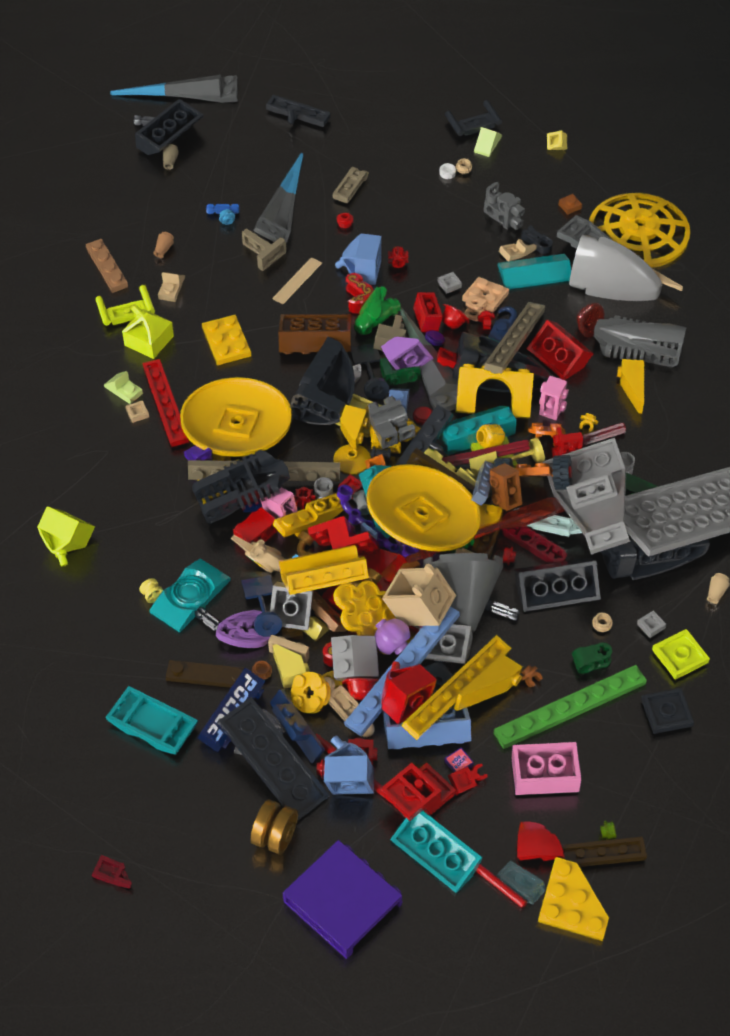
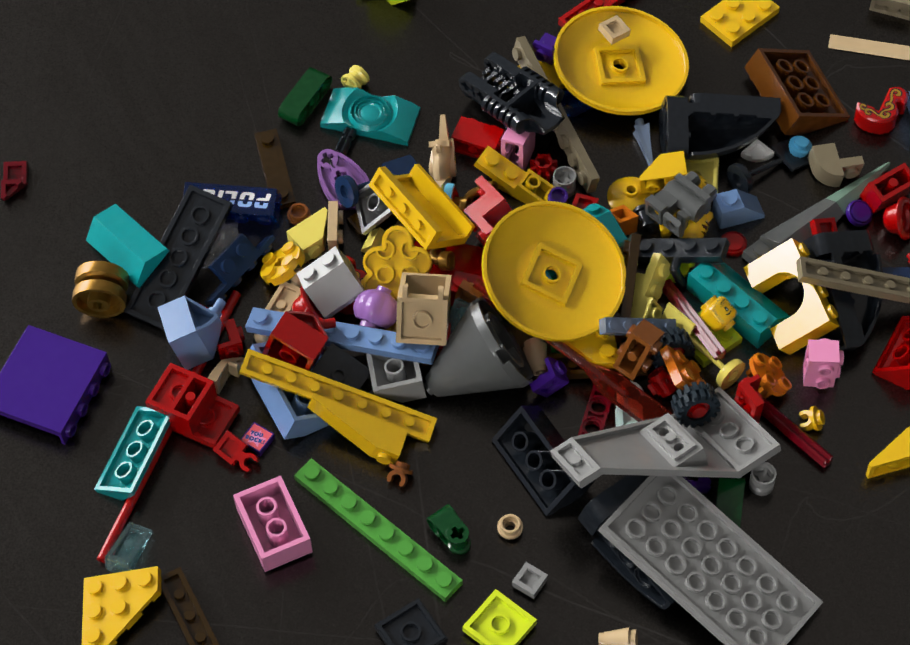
camera: 70 degrees right, 5 degrees up
(149, 630) = (305, 96): none -> dark green beam
(151, 721) = (195, 141): teal slope -> none
(212, 406) = (614, 29): none -> tan plate
(236, 796) = (126, 243): none -> teal slope
(307, 432) = (643, 137): none -> sand blue piece
(364, 347) = (799, 146): none -> dark azure plate
(375, 311) = (859, 137): green animal -> none
(388, 763) = (224, 369): none -> tan slope
(398, 376) = (770, 191): dark green bracket -> none
(406, 352) = (796, 185): medium lavender slope -> none
(497, 548) = (550, 381): none -> dark purple bracket
(502, 609) = (482, 414): axle -> none
(509, 555) = (561, 397): red plate -> none
(528, 491) = (661, 382): none -> red gear
(537, 842) = (177, 545): red brick -> none
(608, 830) = (221, 616): clear neon green plate -> none

